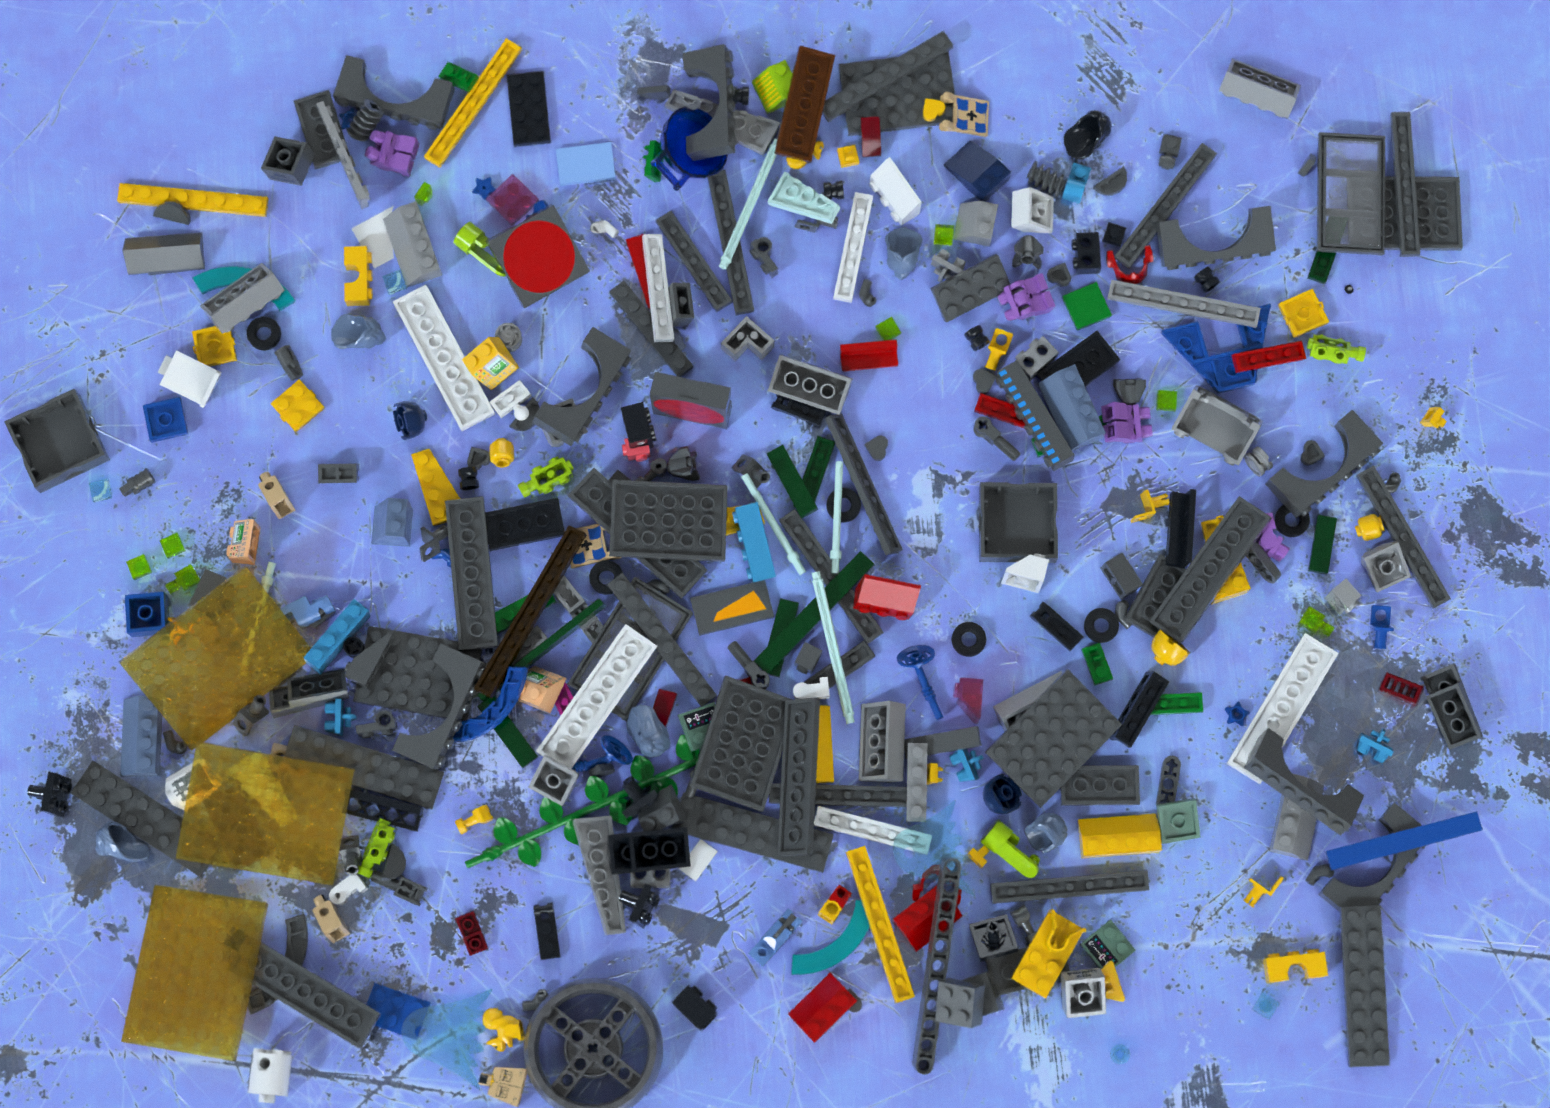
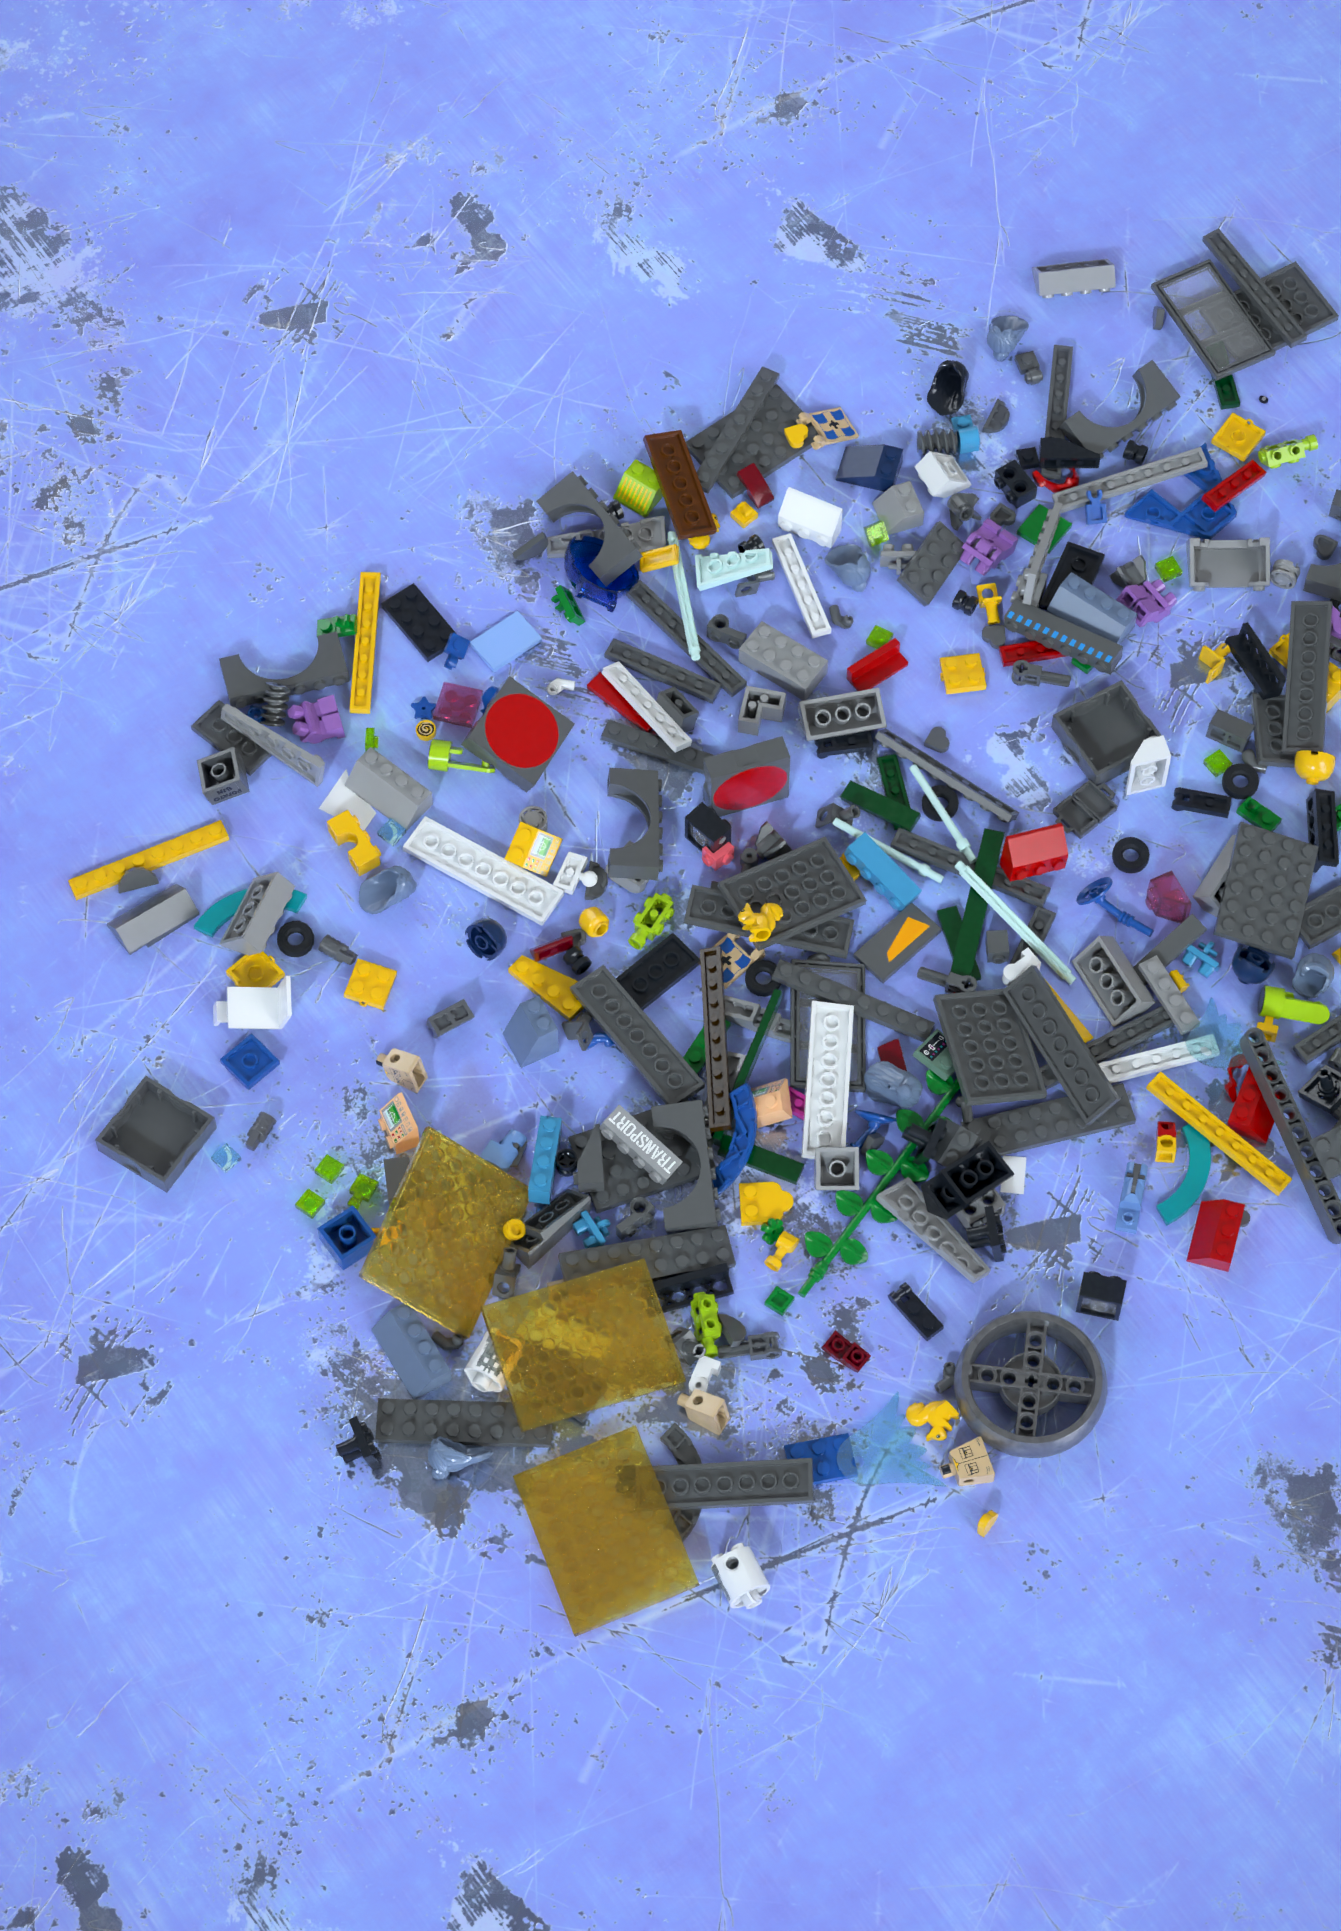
camera: 30 degrees left, 15 degrees down
(277, 682) = (514, 1229): none -> yellow tile
(412, 671) = (640, 1144): none -> light grey brick
(447, 859) = (779, 1301): none -> green tile
(454, 456) = (552, 948): none -> dark red slope
(475, 207) = (425, 730): none -> tile
(476, 798) = (772, 1230): none -> green plant
(486, 769) = (762, 1201): none -> yellow plate
(541, 148) = (456, 649): none -> blue plate
(623, 537) = (760, 923): none -> yellow animal
(752, 158) = (659, 558): none -> yellow tile
(794, 307) = (783, 661): none -> light grey piece
(935, 400) = (962, 673): none -> yellow plate
(949, 578) = (1085, 808): none -> dark grey piece
(1061, 331) = (1040, 552): none -> light grey wing
(1093, 598) = (1217, 763): none -> clear neon green plate
(1138, 315) = (1095, 511): none -> plate
(1139, 248) = (1065, 454): none -> black slope
(1167, 110) = (1005, 334): none -> sand blue hair

